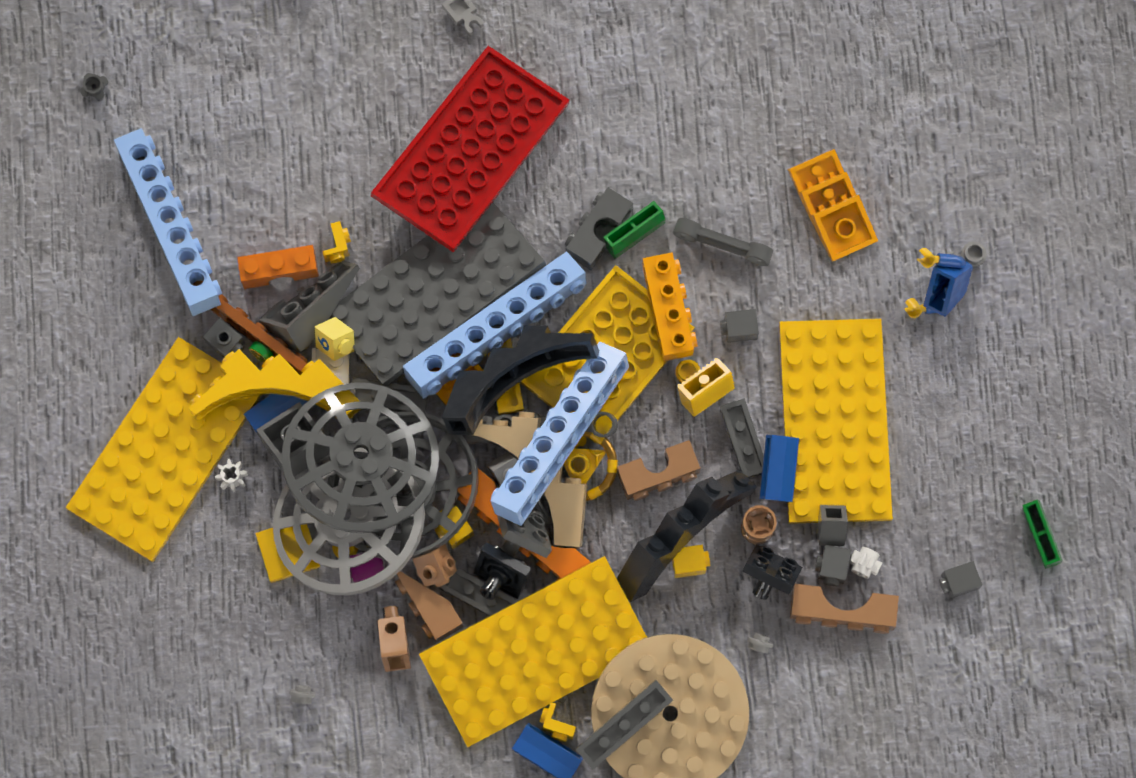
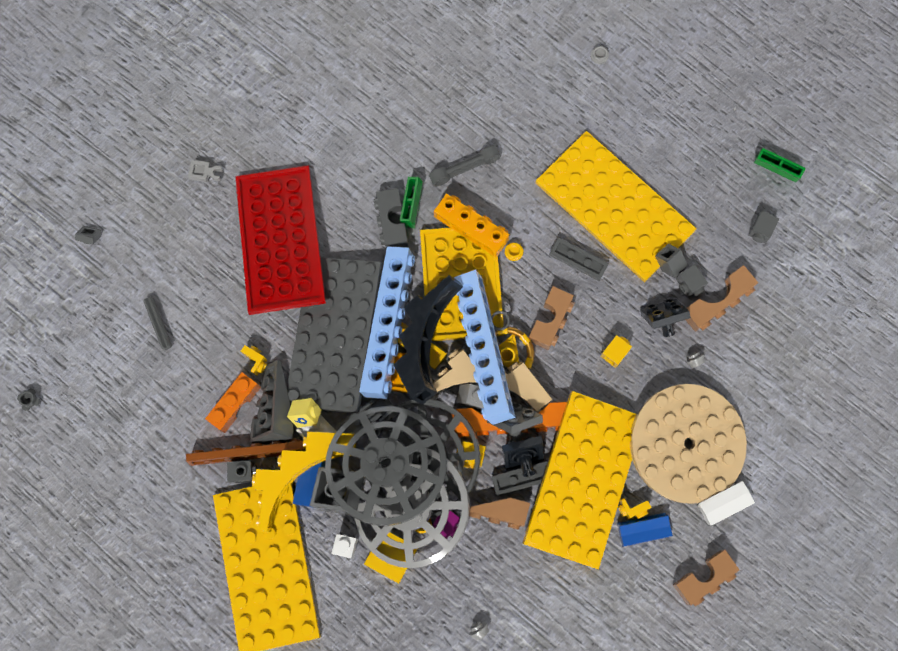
camera: 40 degrees left, 0 degrees up
(199, 297) = (85, 410): light blue brick -> none
(233, 483) = (315, 540): white gear -> none
(253, 499) = (344, 546): none -> white brick
(260, 351) = (269, 459): green tile -> none
(279, 123) = (157, 323): none -> dark grey axle
(393, 640) = (506, 554): medium nougat torso -> none
(435, 567) = (486, 486): medium nougat brick -> none
(624, 724) = (674, 473): dark grey plate -> none
(678, 527) = (598, 338): black arch -> none
(705, 387) = (533, 250): yellow brick -> none
(740, 326) = (517, 201): dark grey brick -> none
(758, 524) = (633, 296): medium nougat wheel -> none
(779, 468) = (614, 257): blue piece -> none
(833, 205) = (502, 95): light orange slope -> none
(865, 562) = (707, 264): white gear -> none
(946, 285) = (605, 82): blue torso -> none

